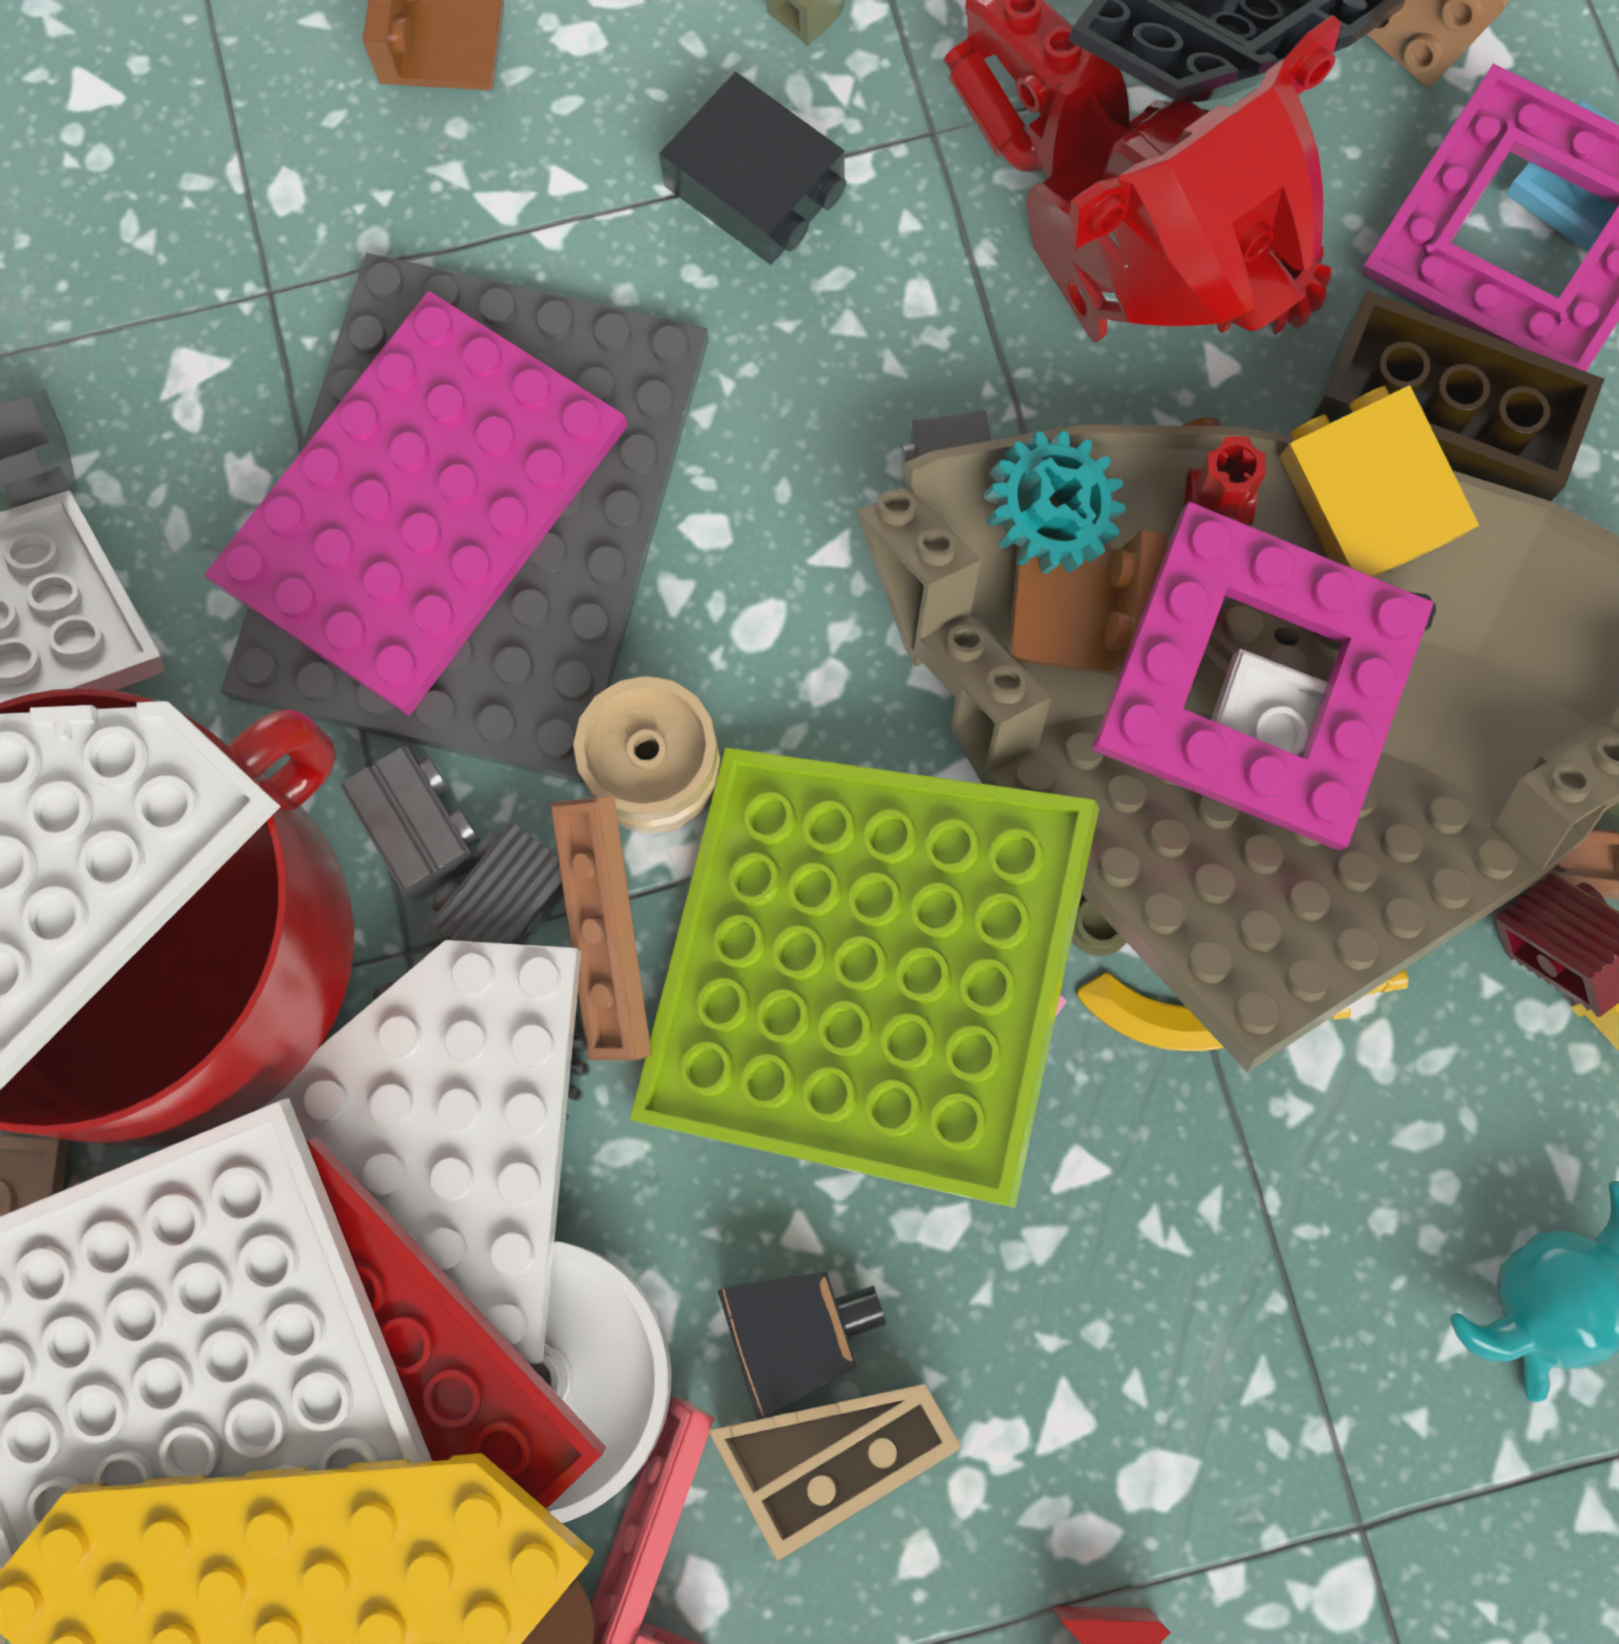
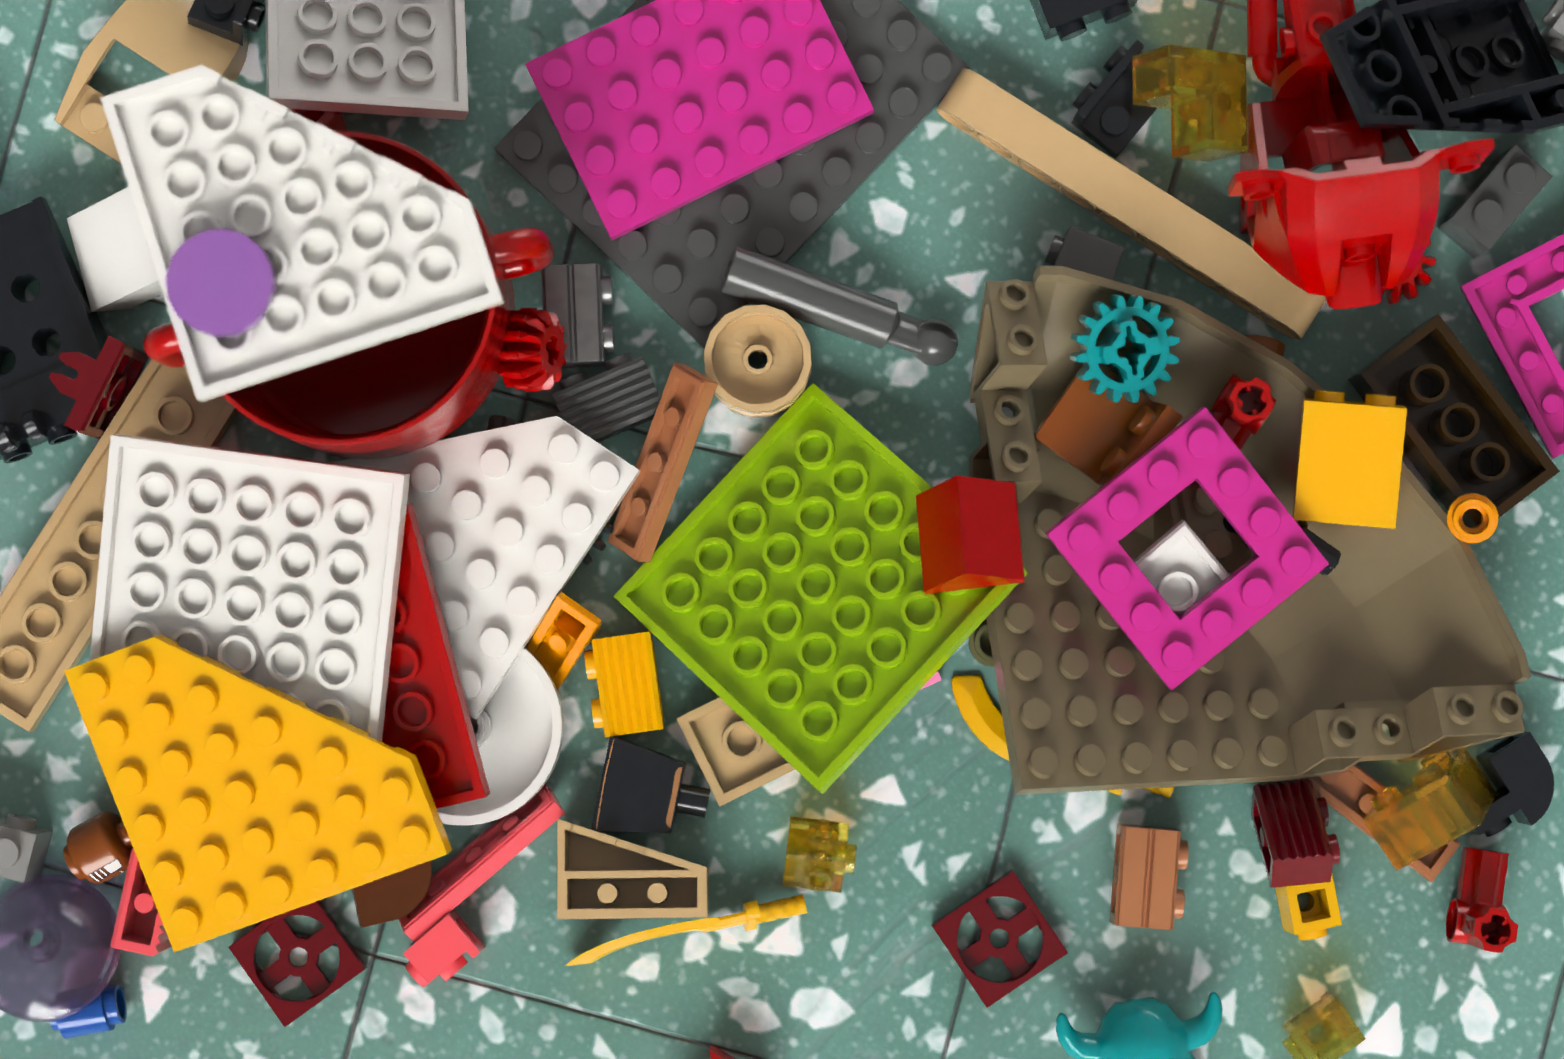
camera: 25 degrees right, 10 degrees up
(373, 878) = (532, 350): none -> red gear
(596, 1200) = (563, 637): none -> light orange slope
(702, 1216) = (626, 684): none -> yellow brick
(703, 646) = (836, 307): none -> dark grey piece
(873, 1223) = (730, 751): none -> tan plate
(890, 275) = (1108, 110): none -> black bracket
(964, 371) = (1127, 202): none -> tan beam
(972, 215) = (1204, 98): none -> clear yellow brick
(1006, 799) = (969, 535): none -> red slope
(1010, 1413) = (750, 916): none -> yellow sword
(1047, 1290) = (818, 854): none -> clear yellow brick
(1304, 1293) = (1020, 923): none -> dark red piece
(1350, 154) = (1495, 201): none -> dark grey brick
(1443, 1092) = (1147, 877): none -> nougat brick
(1565, 464) = (1488, 521): none -> light orange plate

